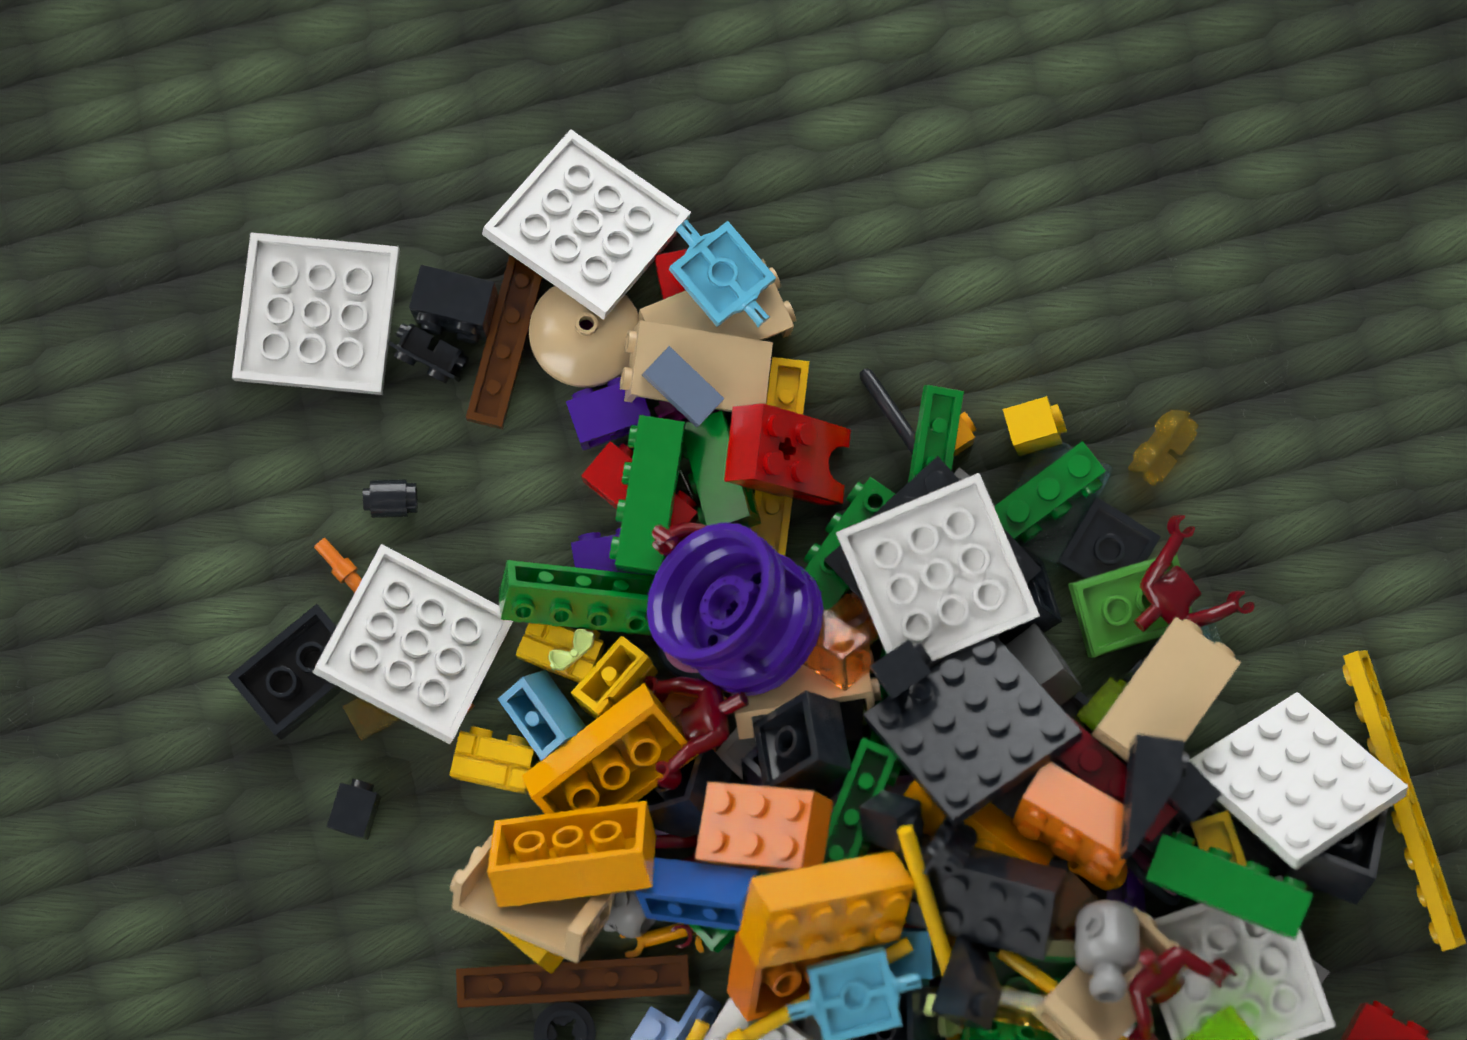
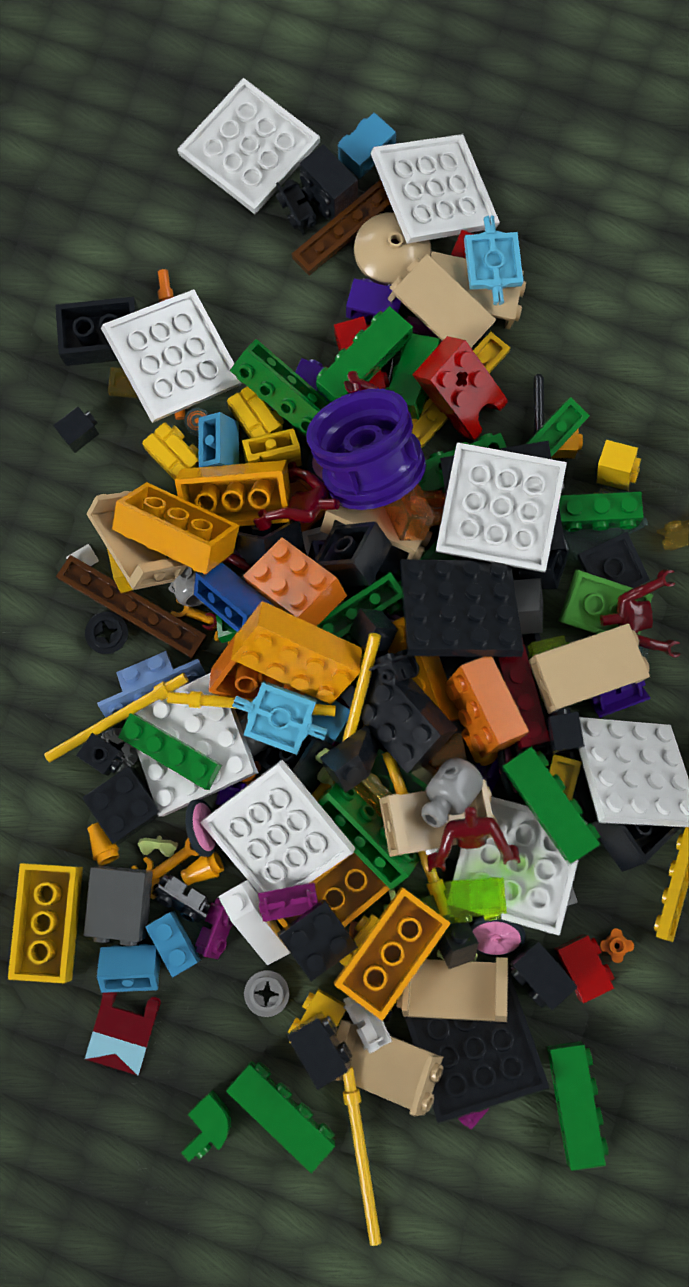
camera: 35 degrees right, 0 degrees up
(390, 498) = (218, 271): black brick -> none
(461, 219) = (356, 148): none -> dark azure brick
(469, 957) = (86, 555): none -> white sticker
(487, 701) = (192, 420): none -> clear light blue tile
(582, 643) = (250, 419): yellowish green piece -> none
(682, 386) = (425, 306): sand blue tile -> none
(902, 667) = (441, 545): black brick -> none
(1151, 777) = (547, 706): black slope -> none
(1223, 704) = (619, 699): none -> dark purple hinge
(1396, 997) = (624, 945): none -> orange plate

